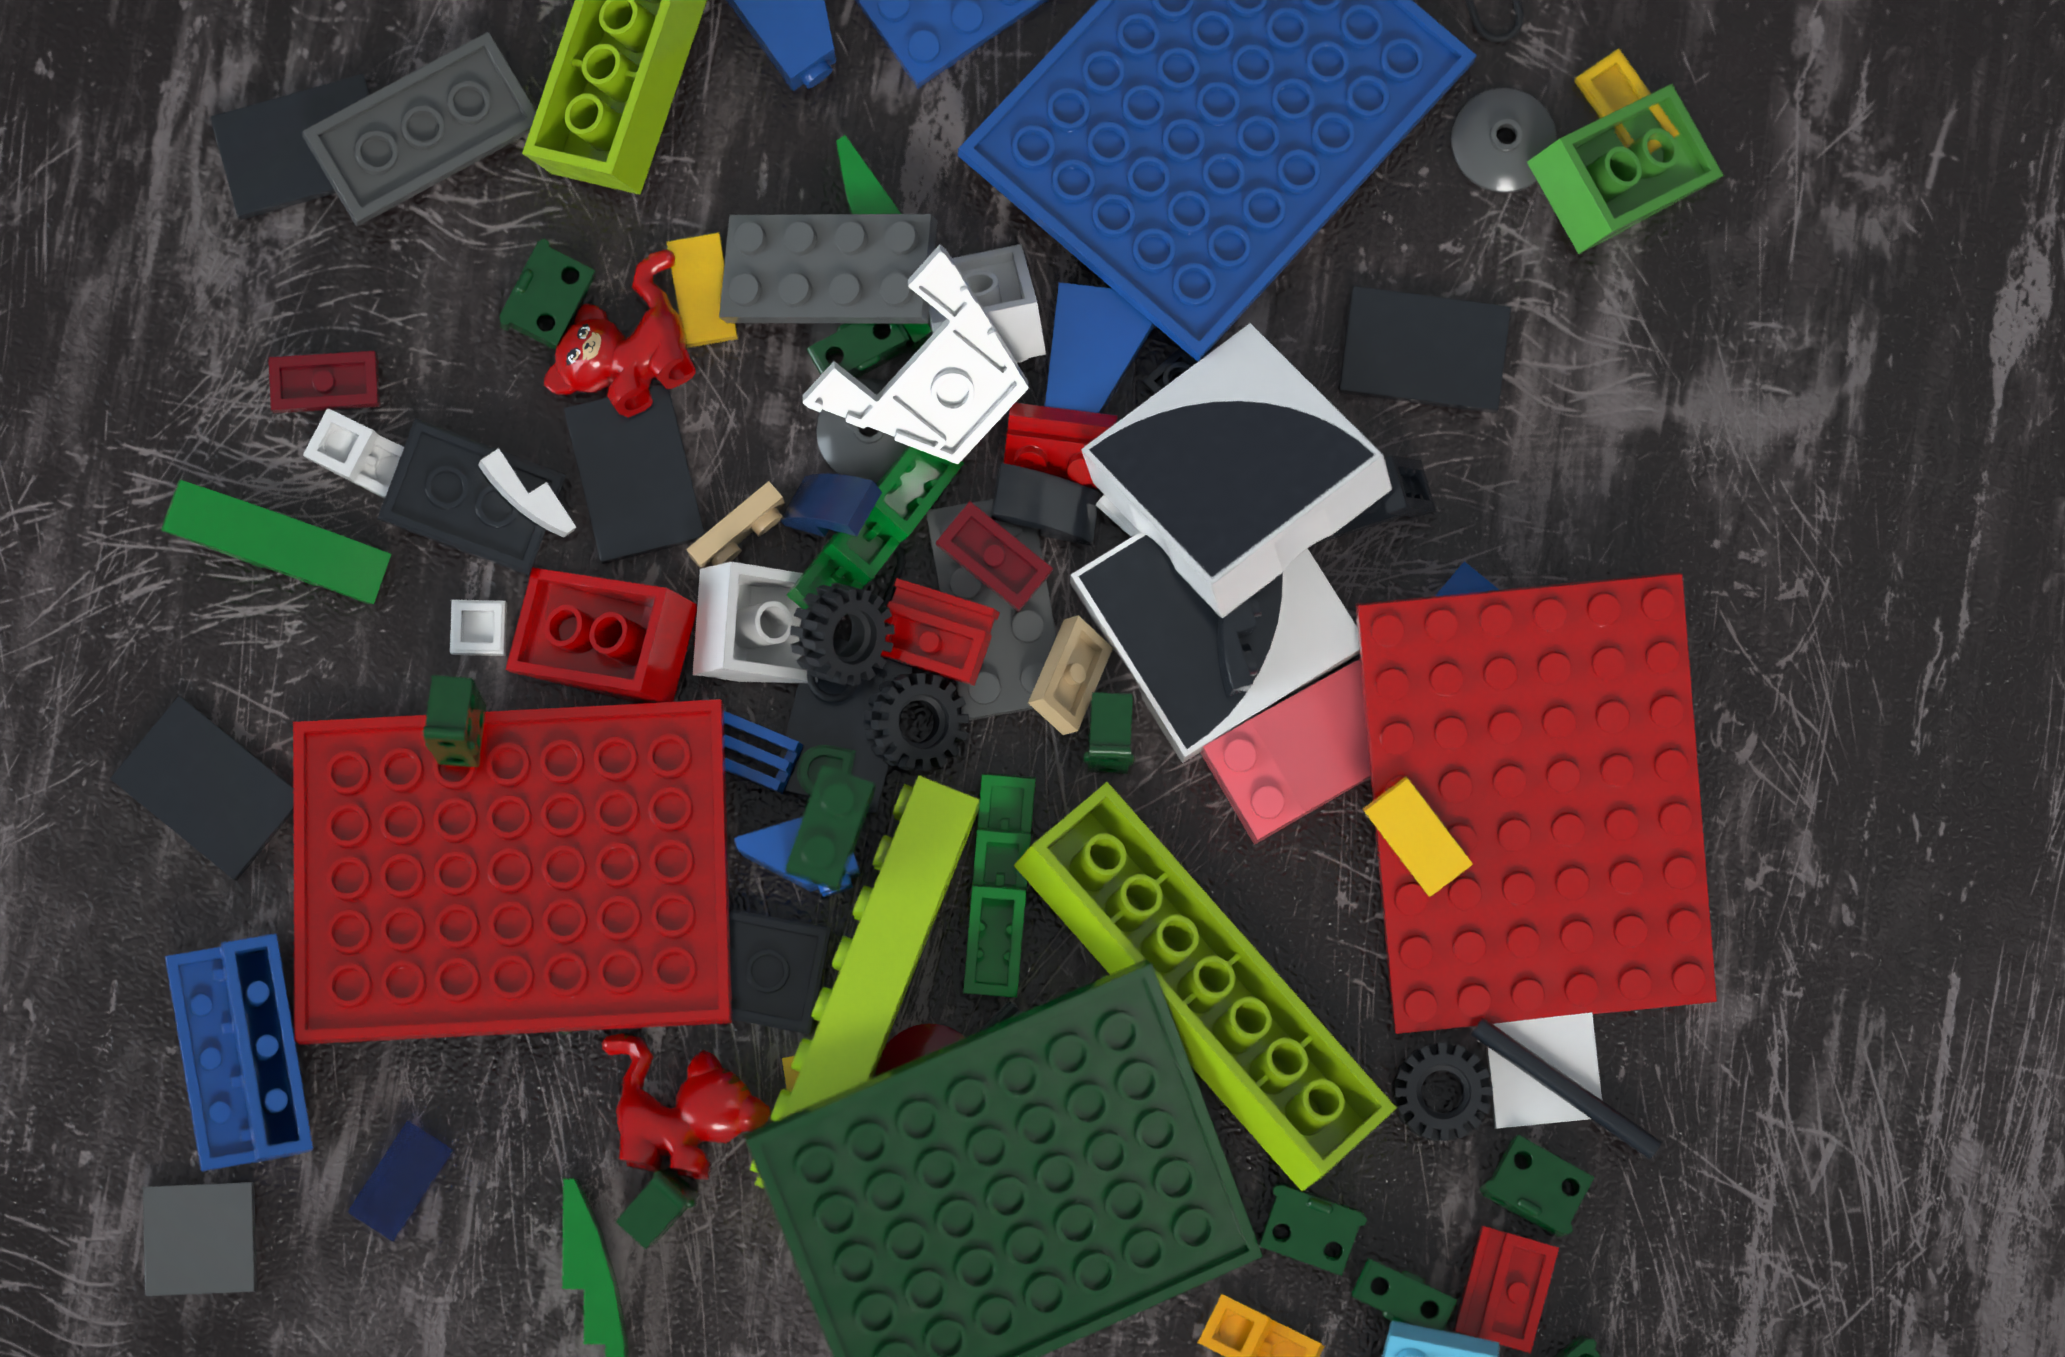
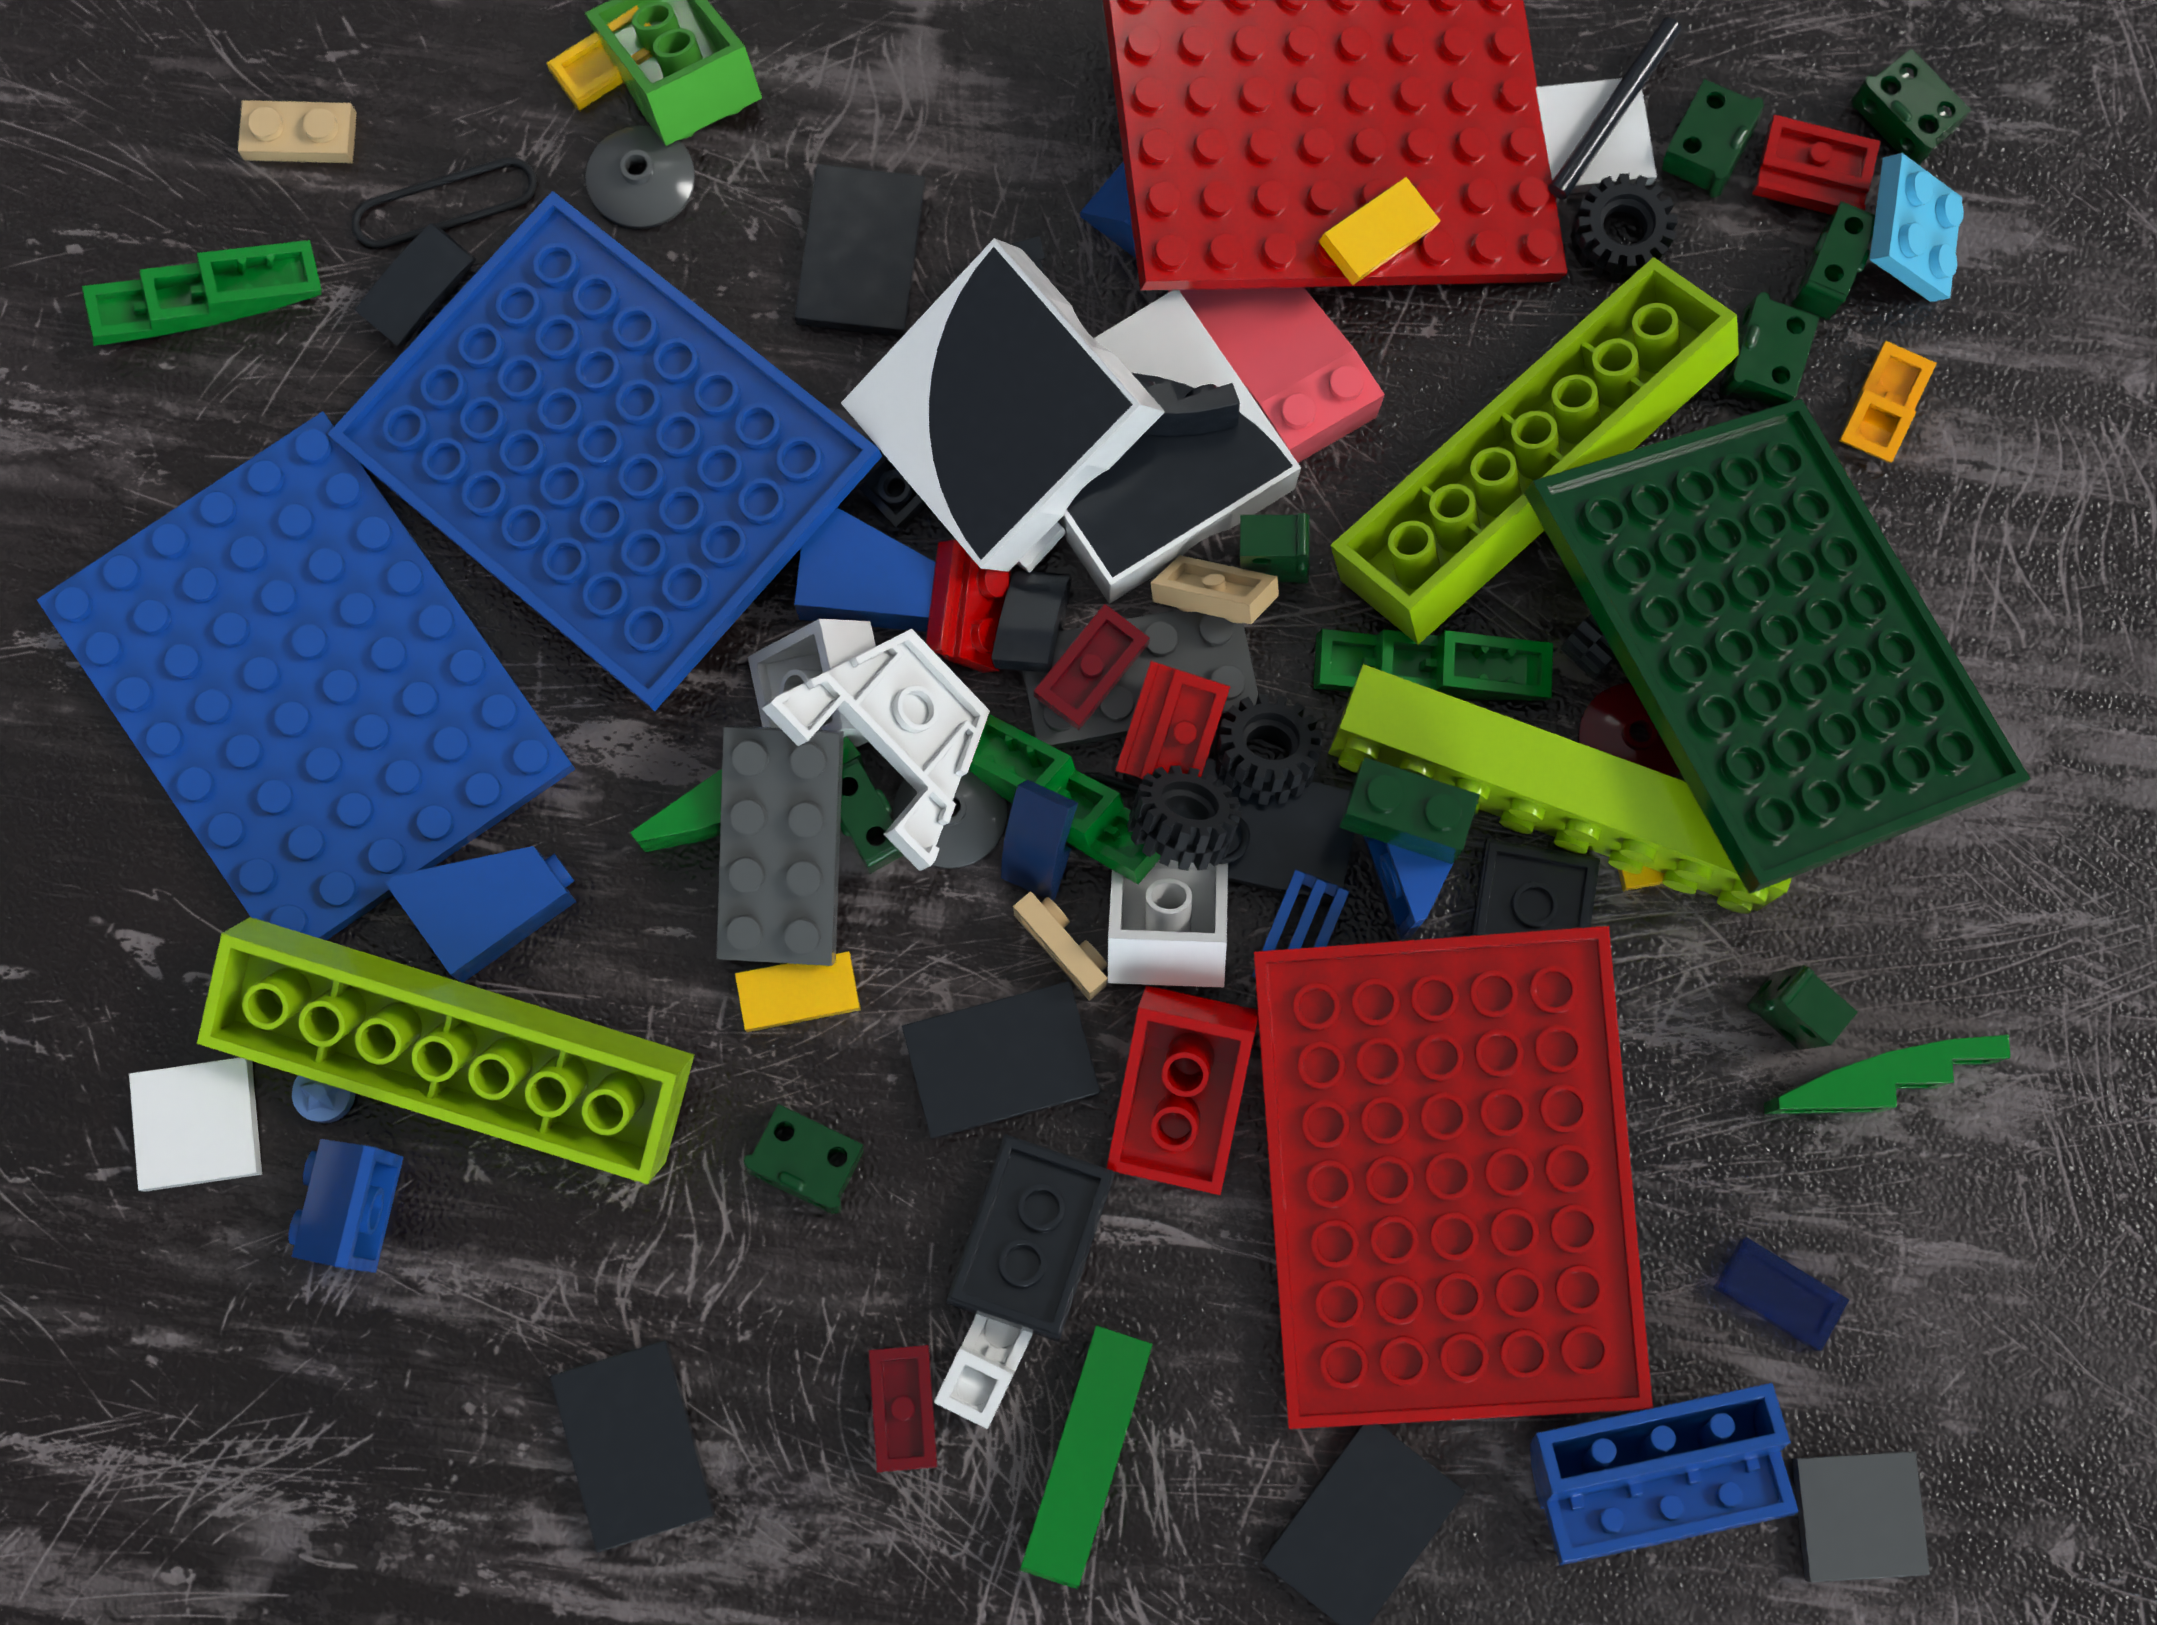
camera: 90 degrees left, 5 degrees down
(421, 129) = (616, 1304): dark grey plate -> none
(454, 721) = (1294, 1236): dark green piece -> none
(478, 627) = (1174, 1227): white tile -> none
(539, 505) = (1041, 1157): white slope -> none
(599, 355) = (873, 1099): red animal -> none
(709, 1107) = (1690, 958): red animal -> none
(827, 755) = (1322, 845): dark green tile -> none

